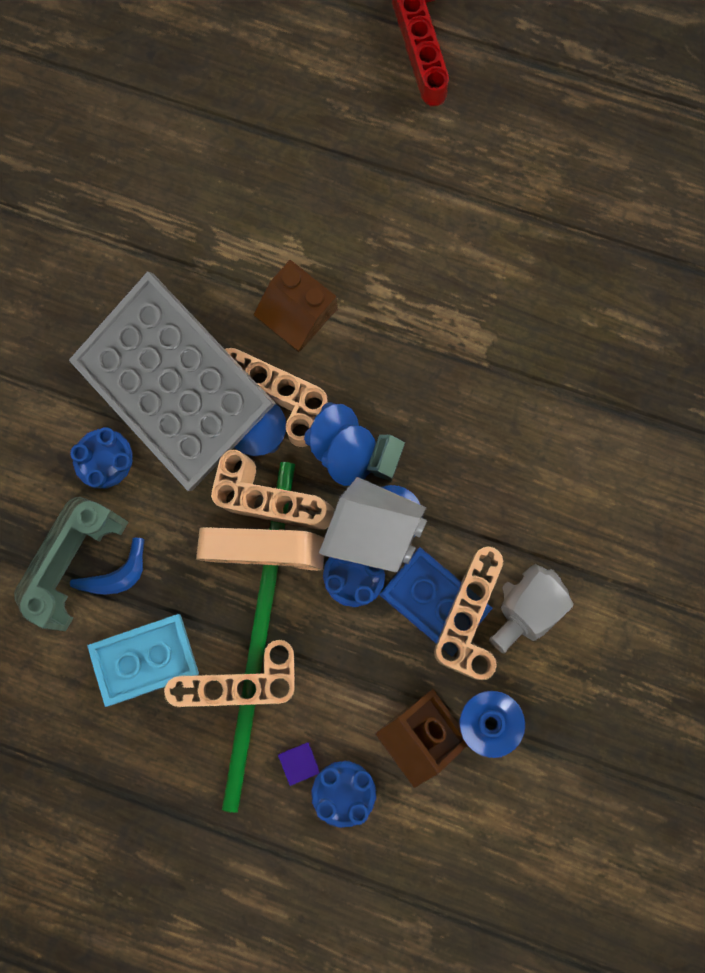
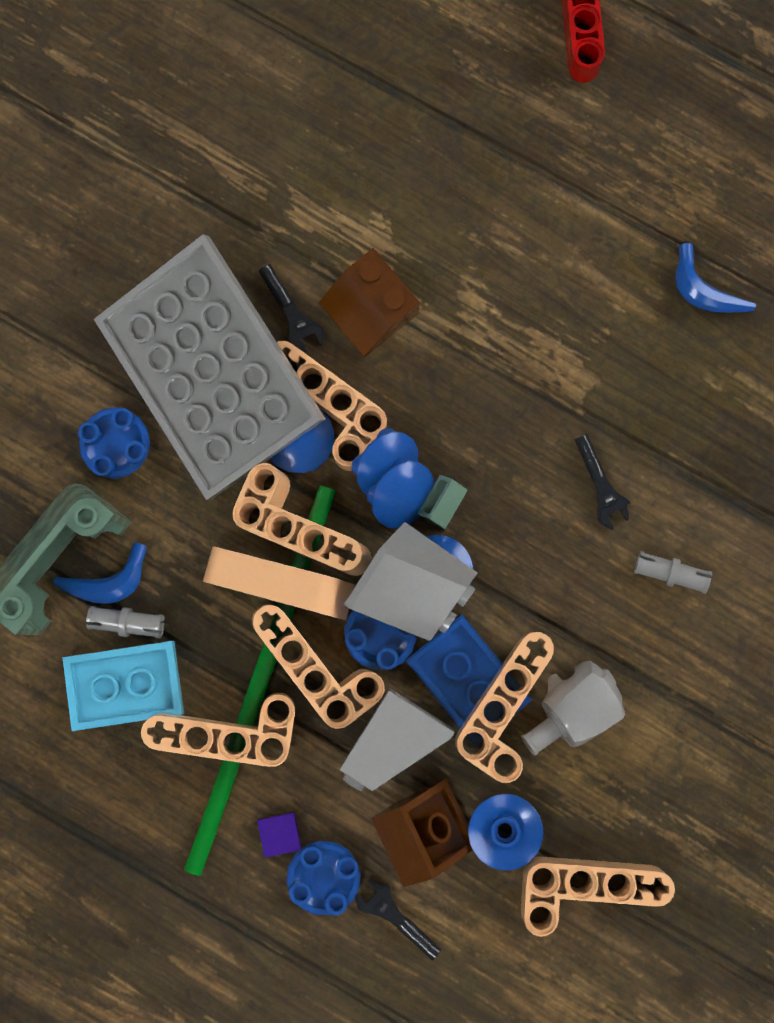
camera: 10 degrees right, 5 degrees up
(136, 605) = (125, 622): none -> light grey pin
(241, 336) = (299, 324): none -> black piece
(297, 608) = (309, 661): none -> light nougat beam
(381, 661) = (392, 741): none -> light grey slope
(401, 810) = (383, 906): none -> black piece
(522, 429) = (608, 498): none -> black piece
(566, 252) = (700, 293): none -> blue piece
(578, 759) = (594, 890): none -> light nougat beam
(588, 479) = (673, 572): none -> light grey pin

